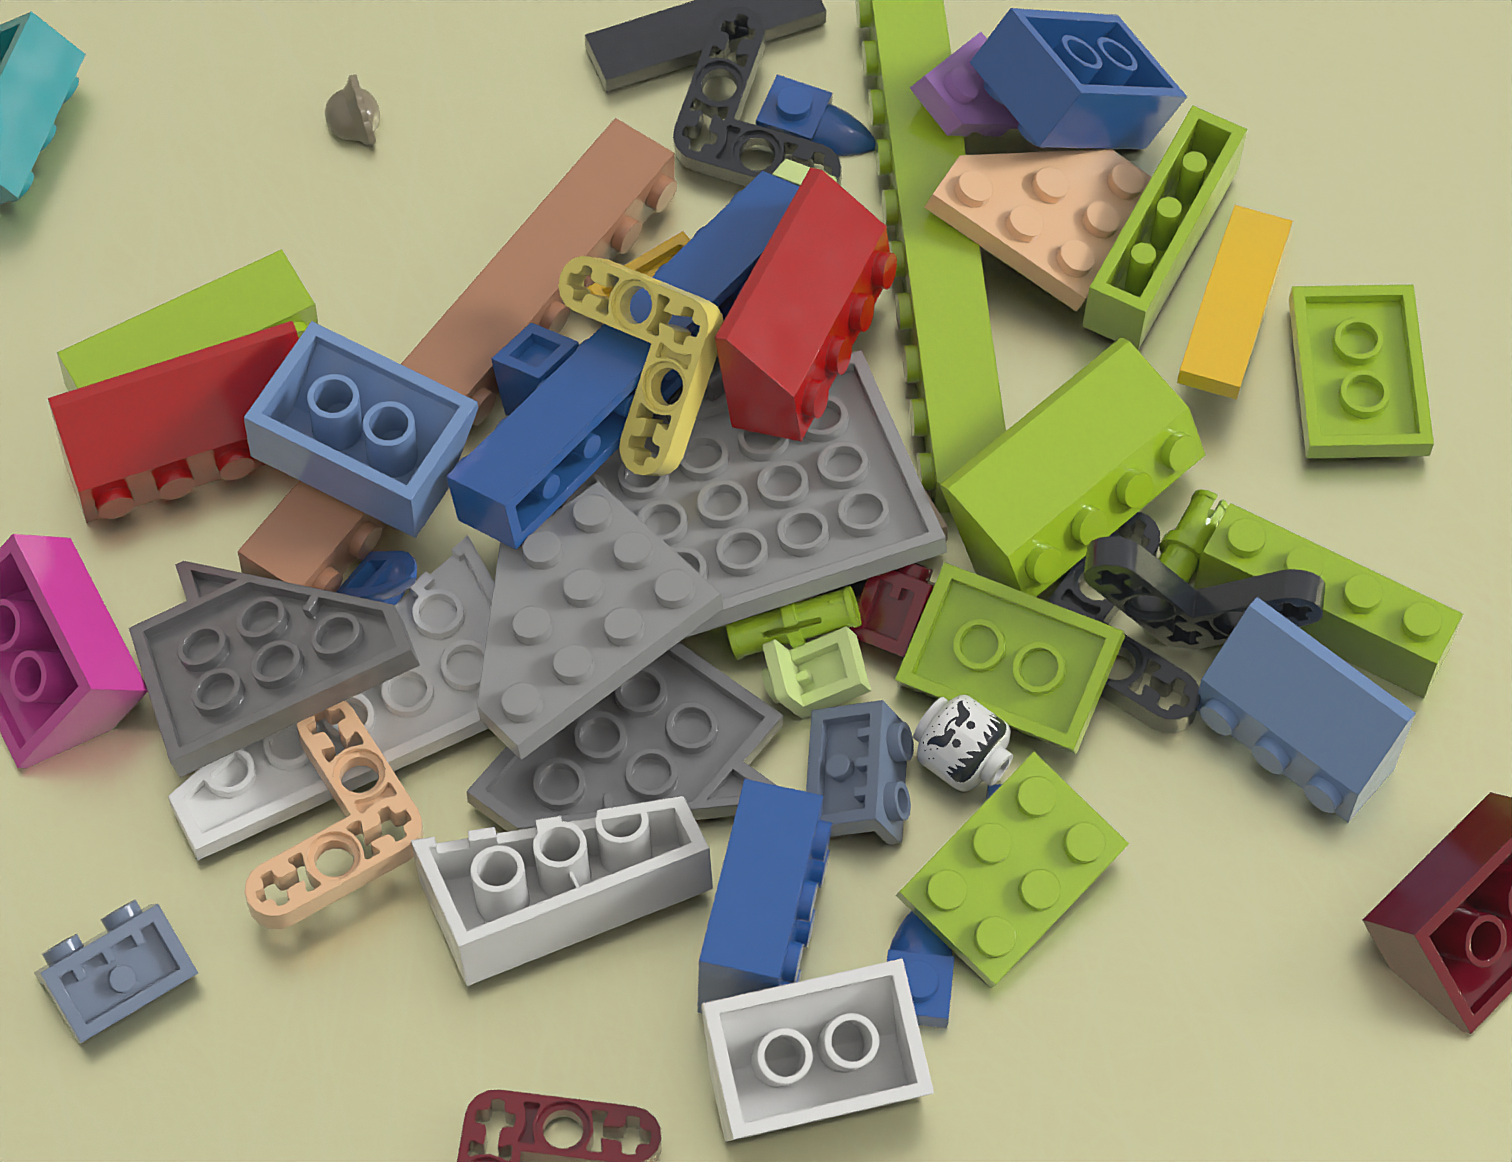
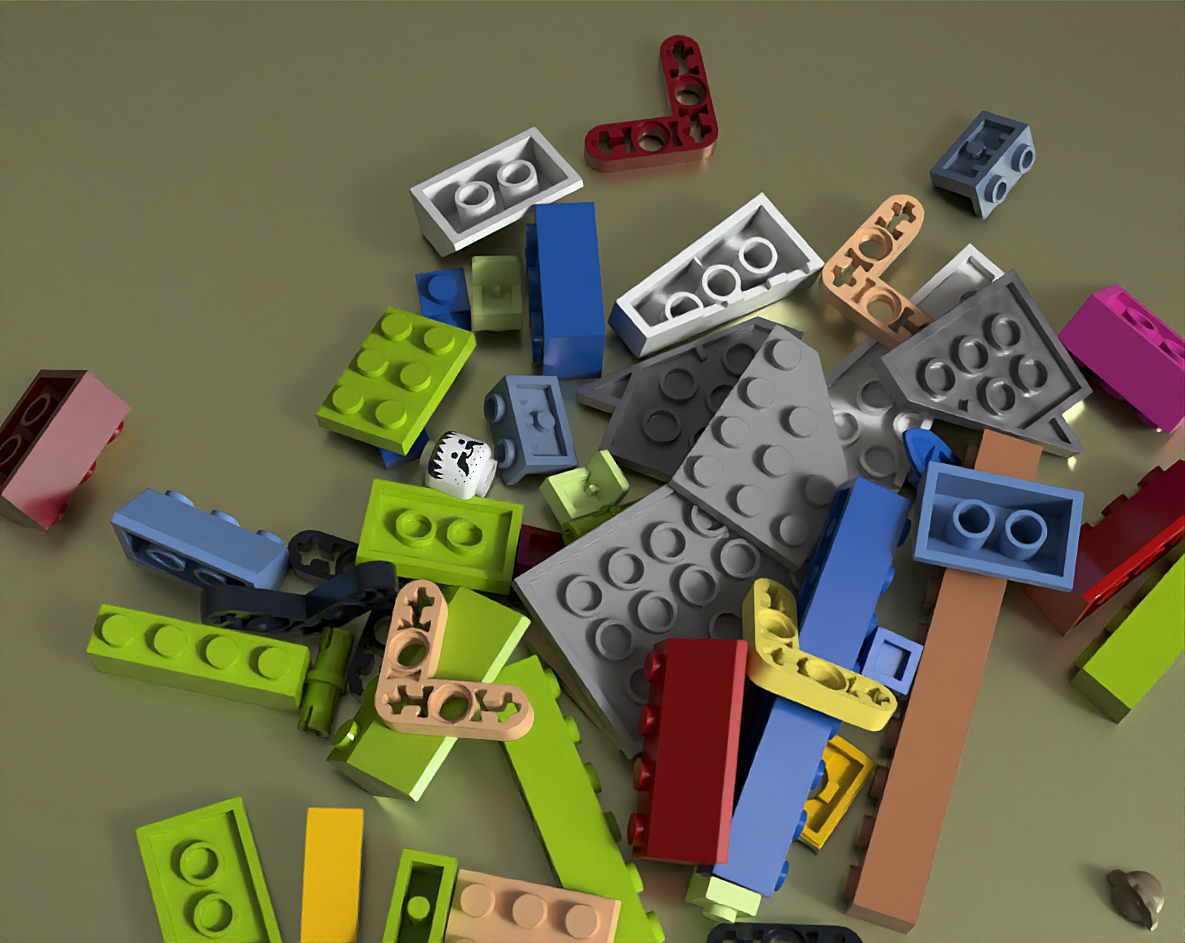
camera: 160 degrees right, 5 degrees up
(850, 937) = (497, 293): none -> yellowish green bracket
(1089, 449) = (419, 680): none -> light nougat beam

